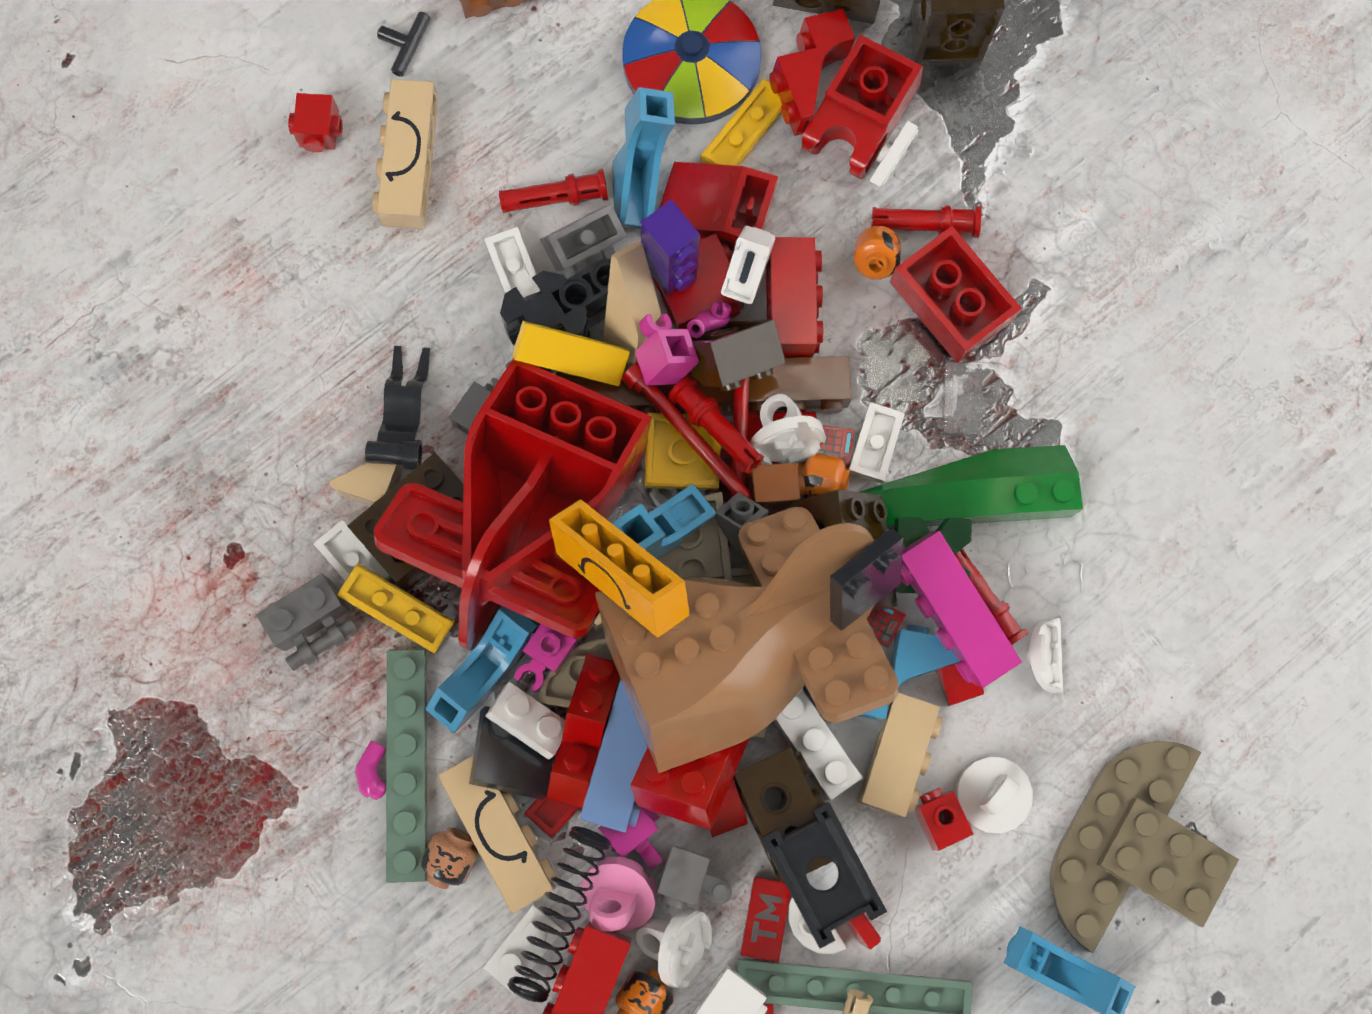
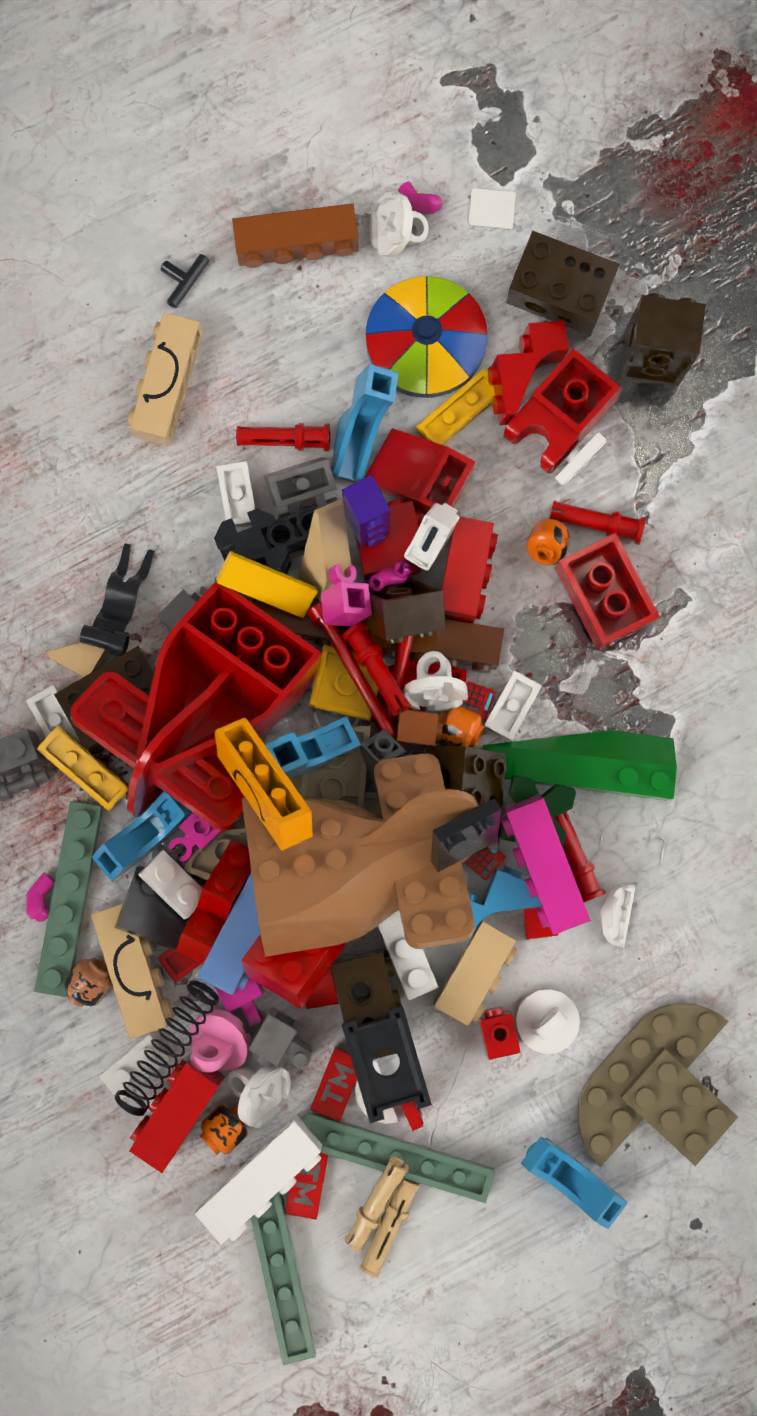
camera: 15 degrees right, 5 degrees up
(315, 122) = (93, 337): red brick -> none

